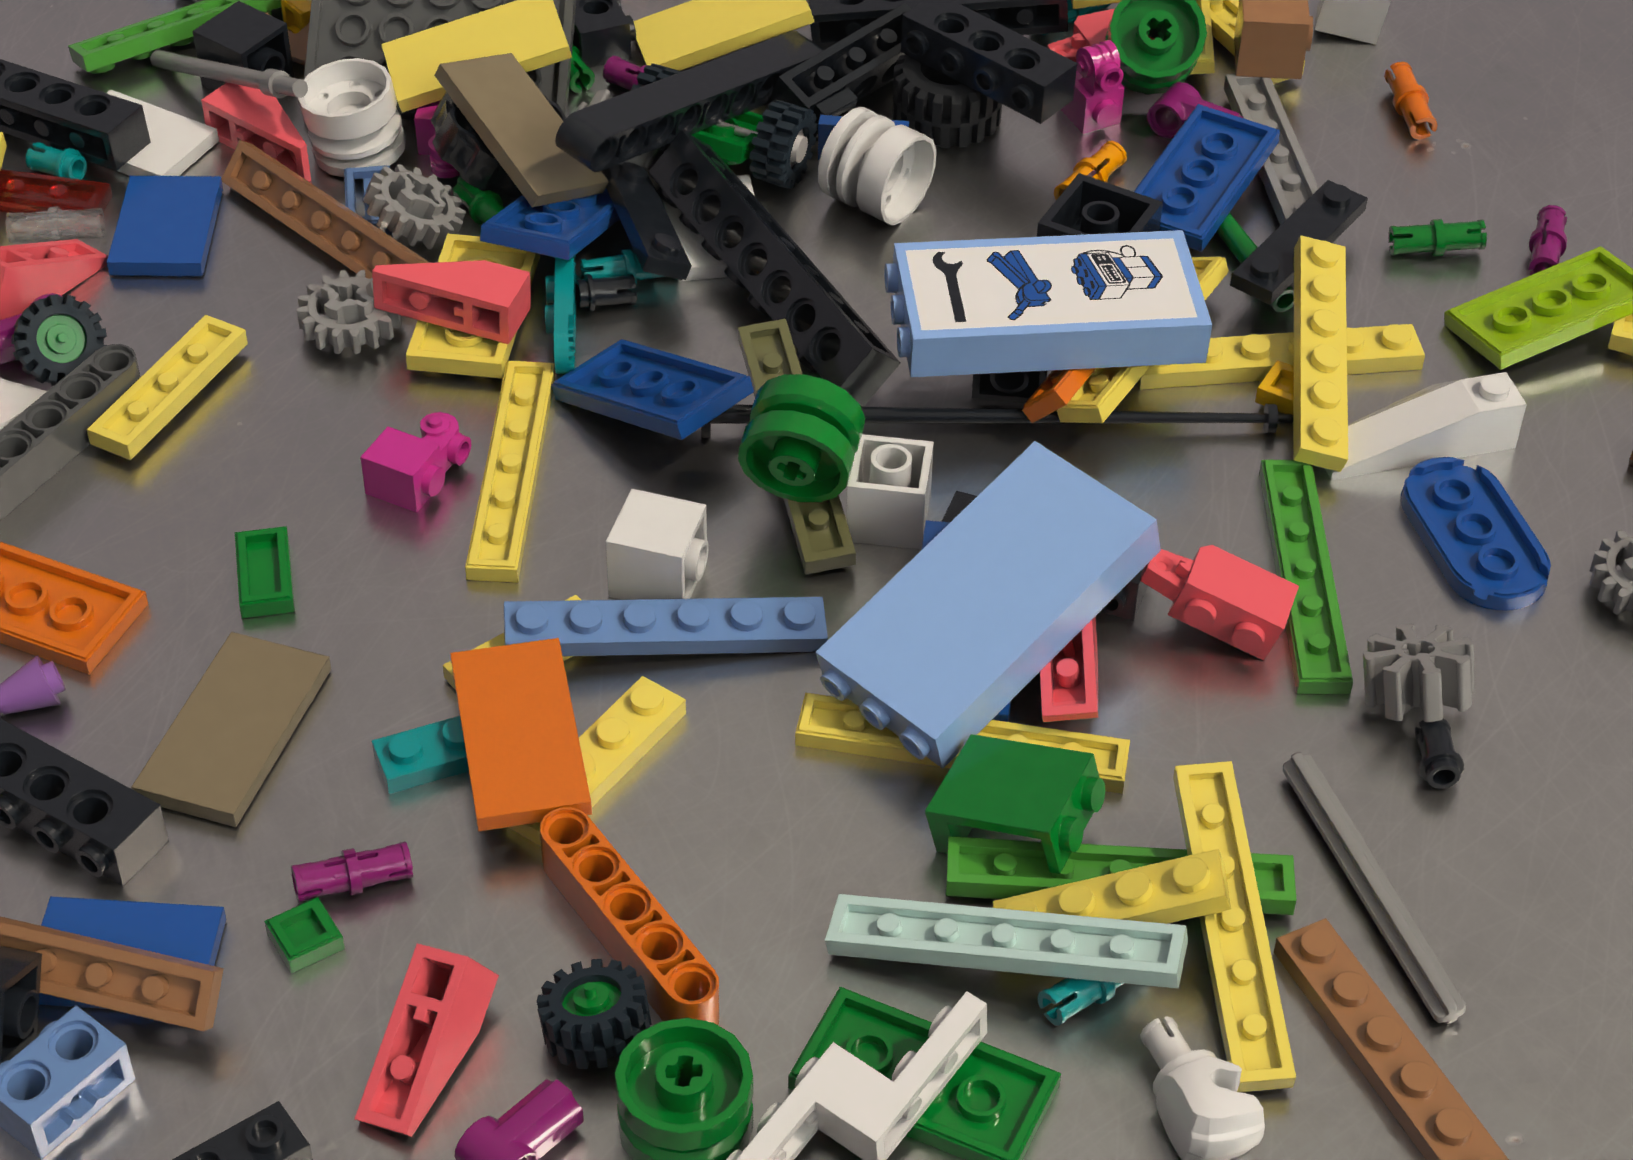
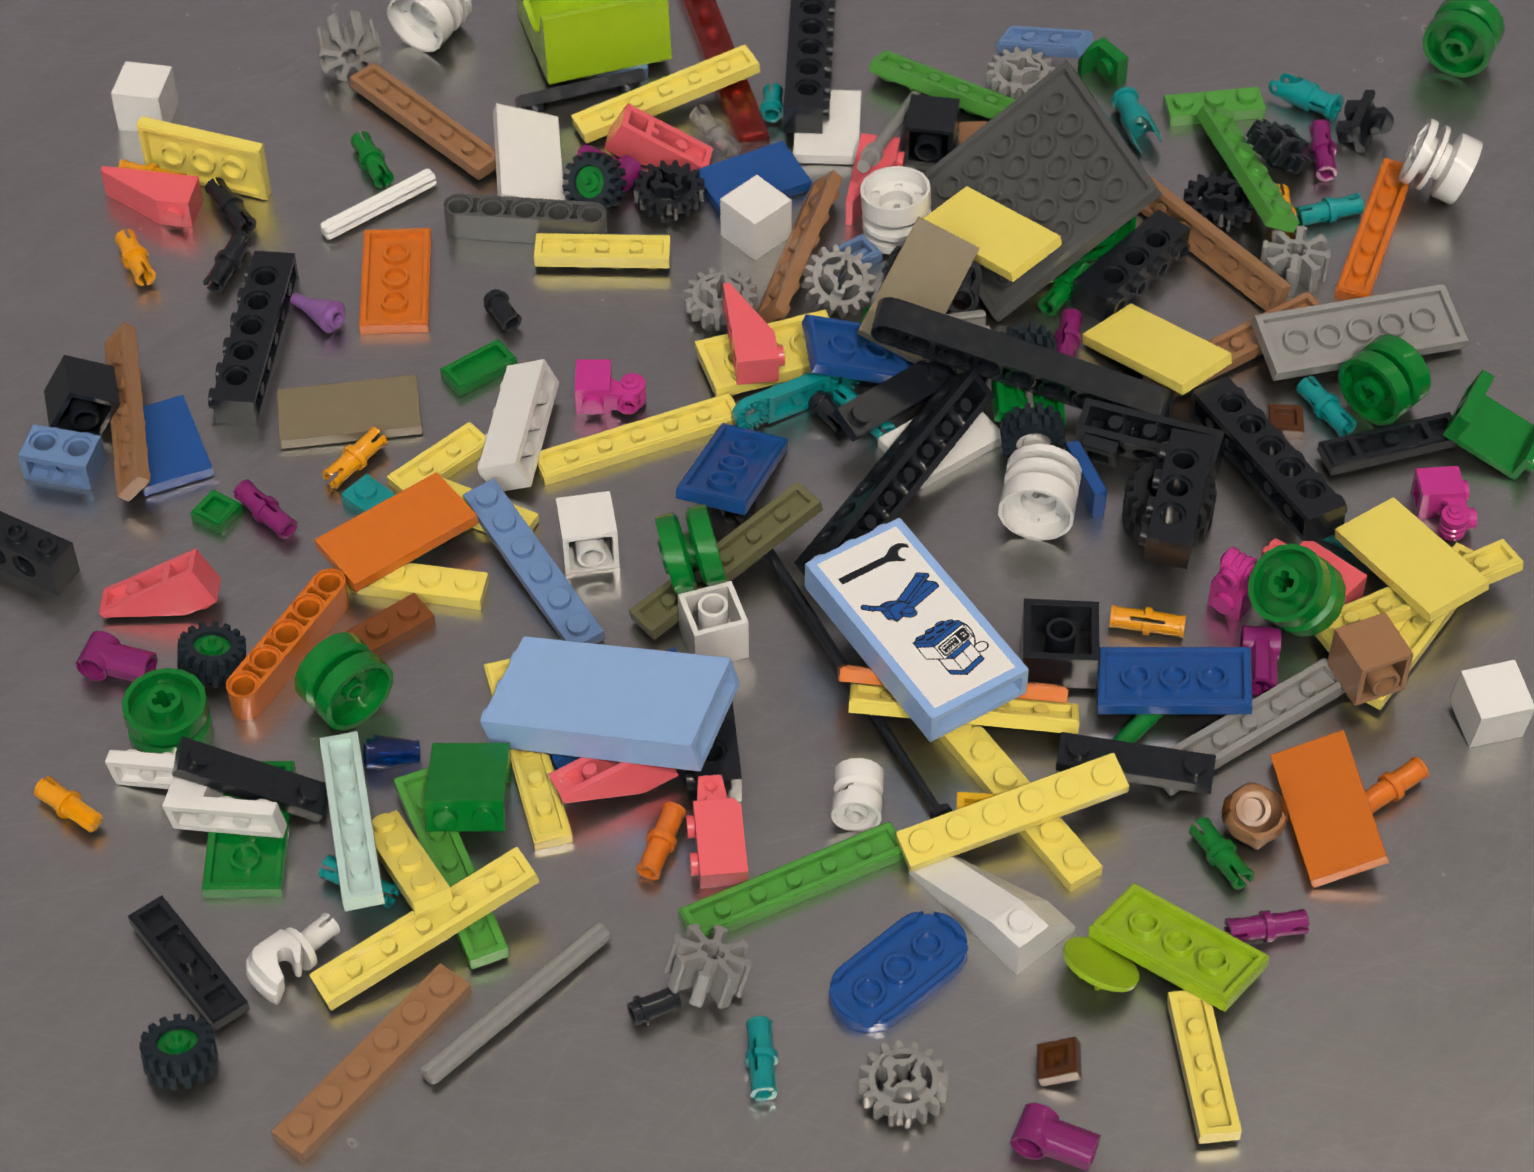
camera: 65 degrees right, 5 degrees up
(126, 290) = (669, 190): none -> black gear
(185, 512) = (497, 303): none -> black pin
(250, 232) = (756, 217): none -> white head
(331, 744) = (354, 457): none -> light orange pin
(401, 665) = (444, 457): none -> light yellow tile
(418, 555) = (518, 425): none -> white brick
(666, 828) = (394, 625): none -> dark orange plate
(764, 865) = (343, 681): none -> green wheel
(880, 1025) = (249, 778): none -> black plate
(892, 870) = (389, 752): none -> clear blue cone
(1187, 660) = (661, 841): none -> orange pin
(1204, 457) = (857, 794): none -> white wheel
(1410, 192) = (1254, 814): none -> medium nougat hair
(1422, 144) = (1329, 809): none -> orange tile
(1554, 368) = (1100, 965): none -> lime piece
(1556, 685) = (761, 1058): none -> teal pin

